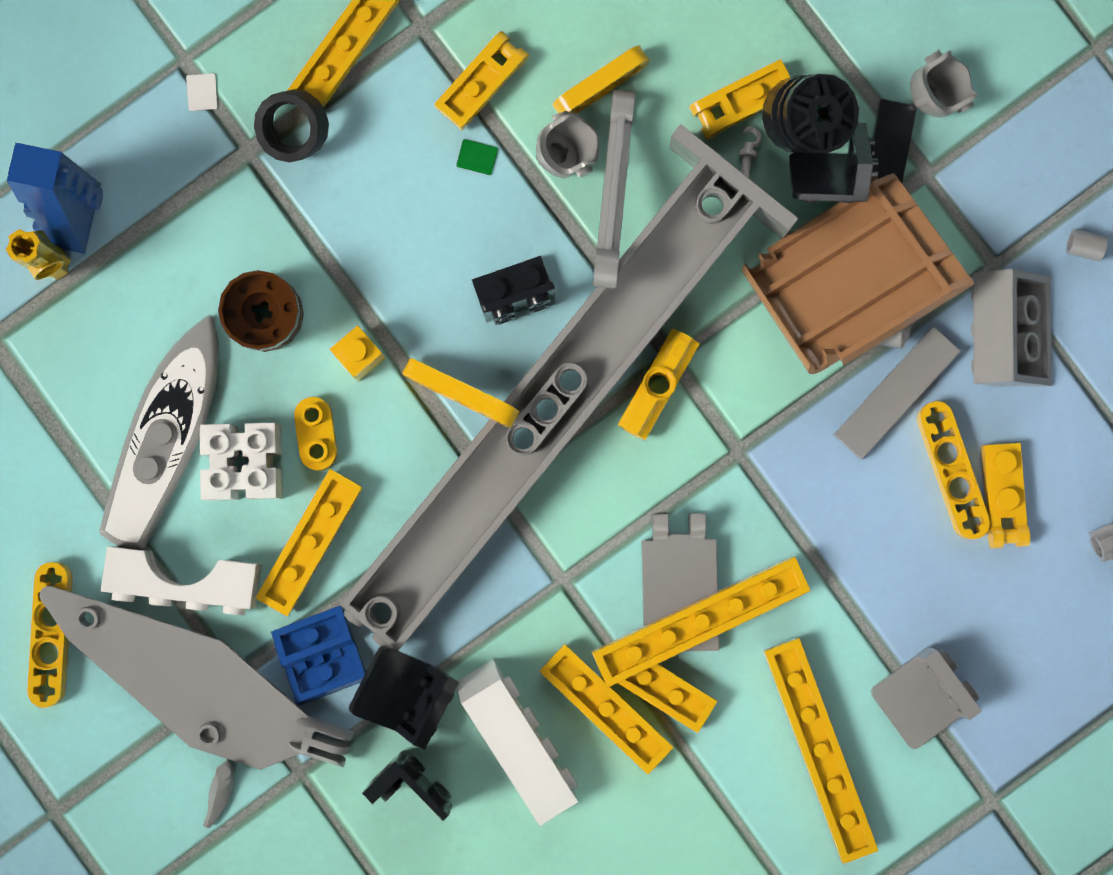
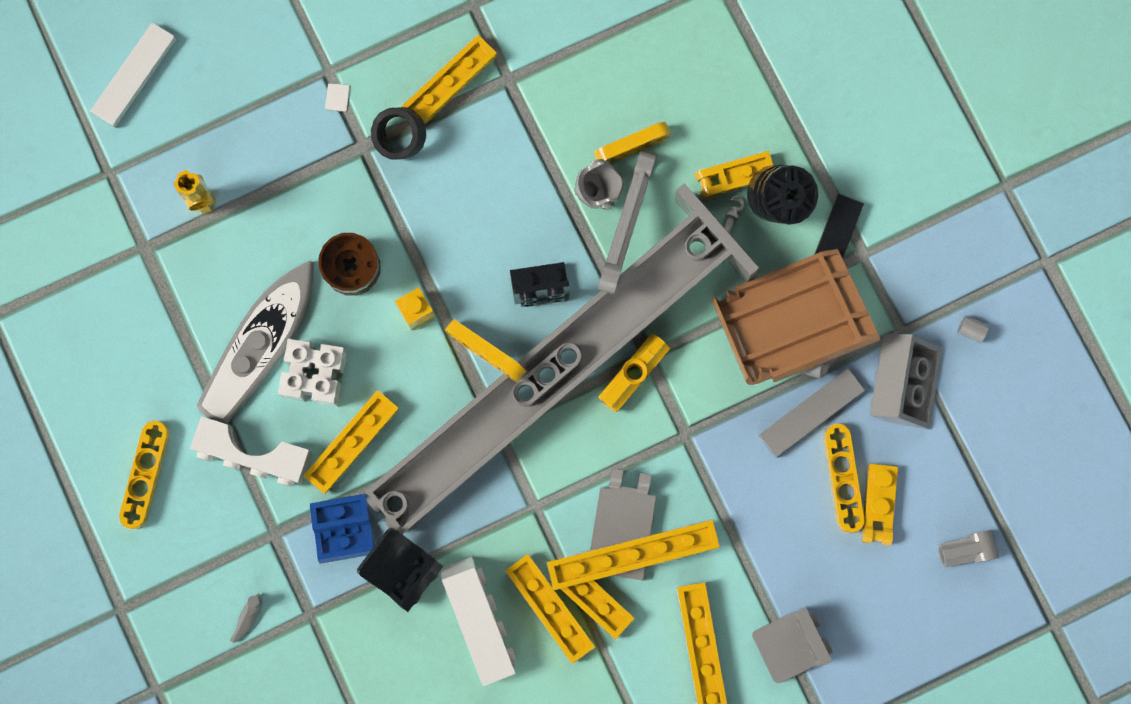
camera: 10 degrees right, 5 degrees down
(55, 194) = (216, 151): blue wedge -> none
(195, 685) = (245, 532): light grey wing -> none
(315, 433) = (372, 362): yellow plate -> none
(410, 771) = (376, 630): black bracket -> none
(477, 157) = (530, 181): green sticker -> none
(480, 81) = (544, 126): yellow plate -> none
(836, 175) = (793, 242): black bracket -> none
(942, 86) = (884, 191): light grey cap -> none

